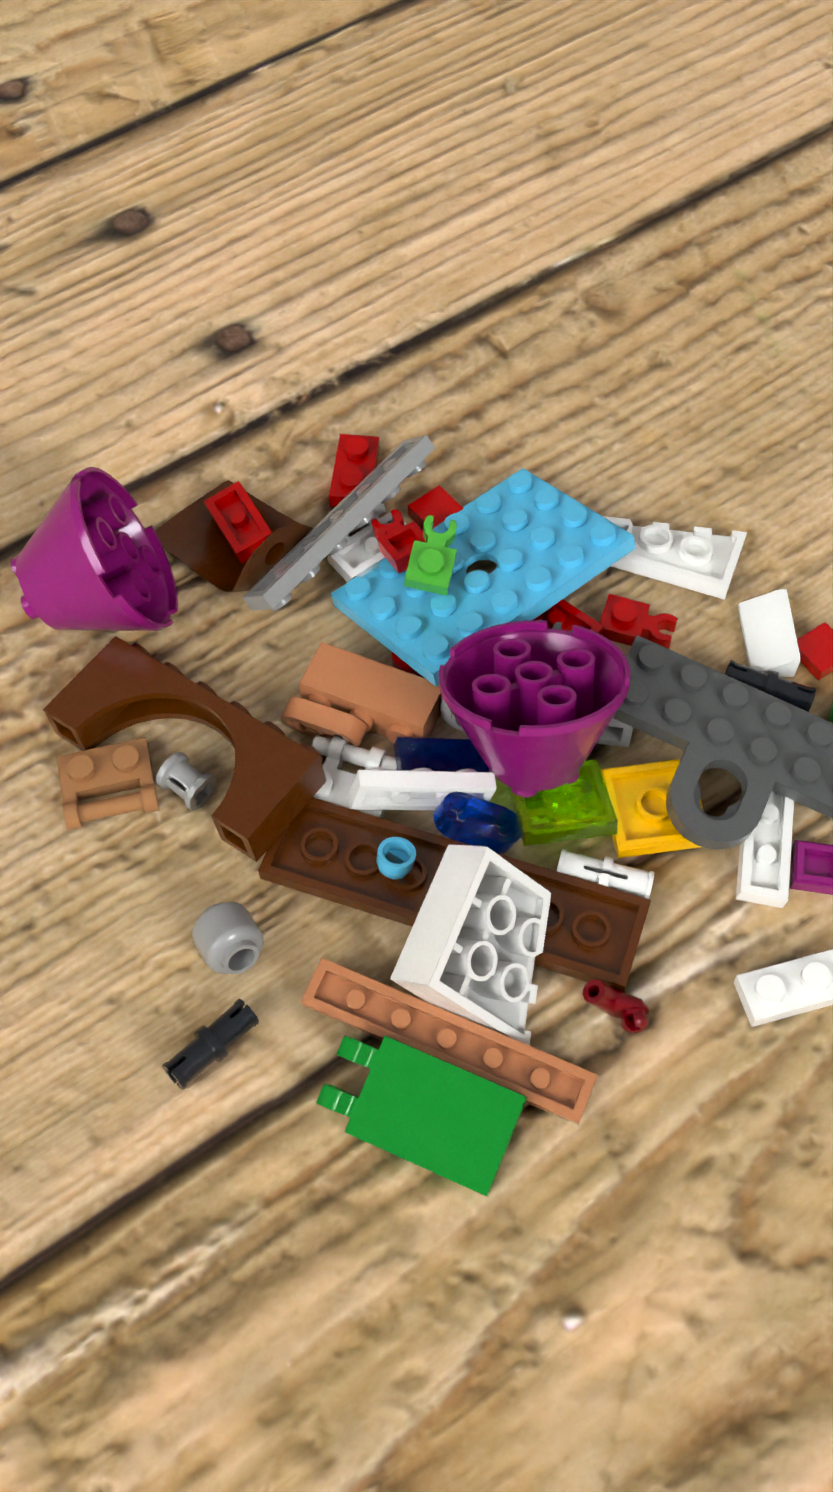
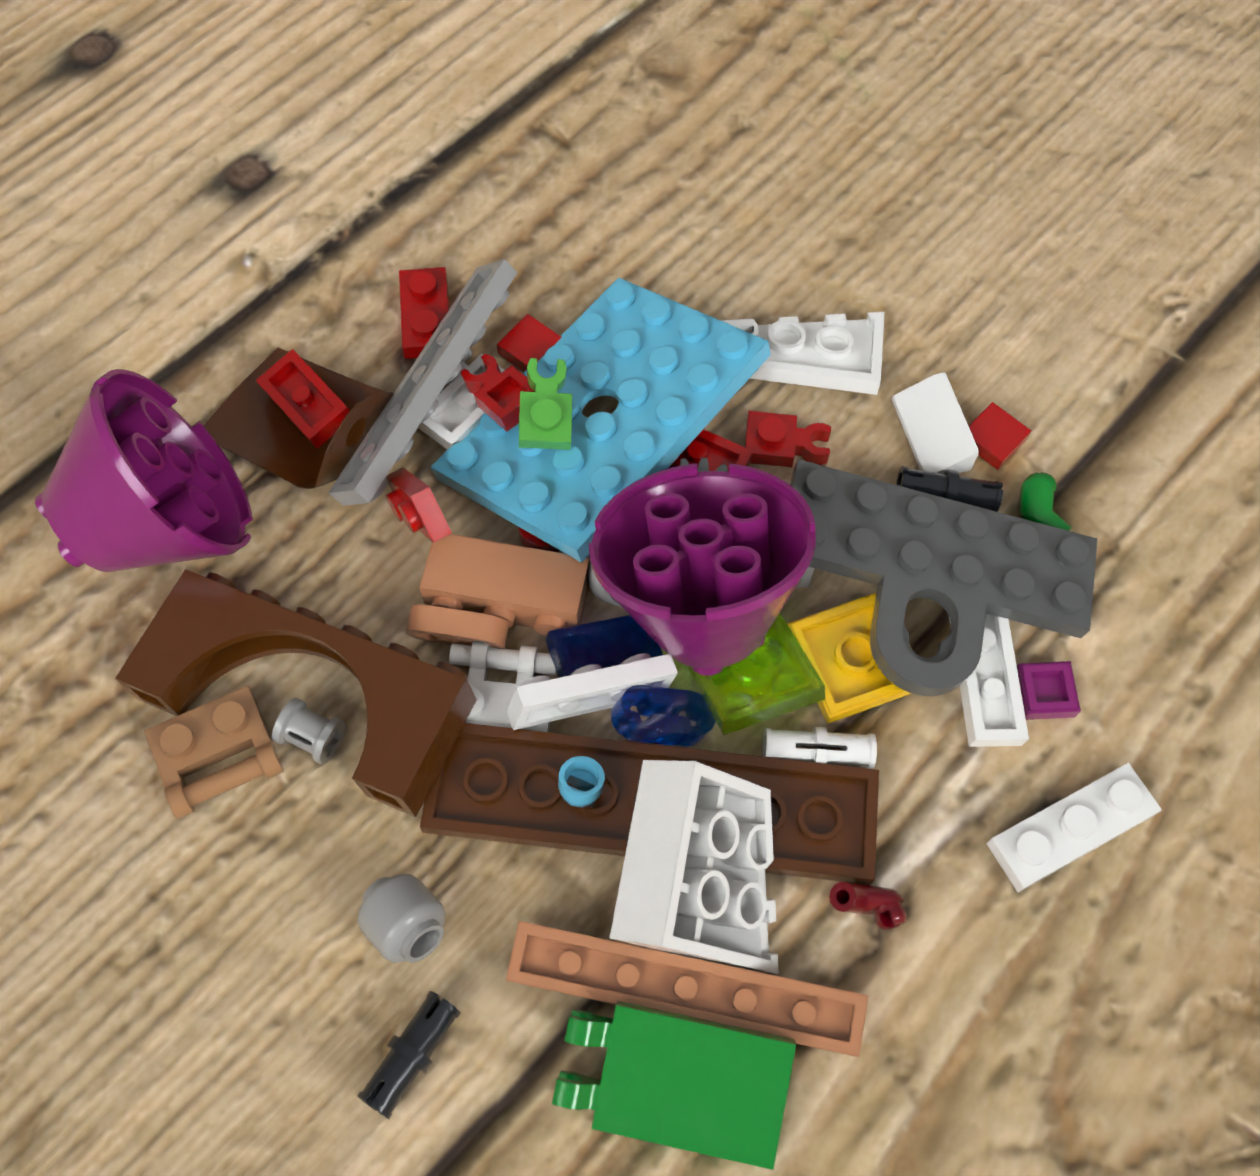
camera: 15 degrees left, 5 degrees up
(310, 618) = (416, 505): none -> red plate

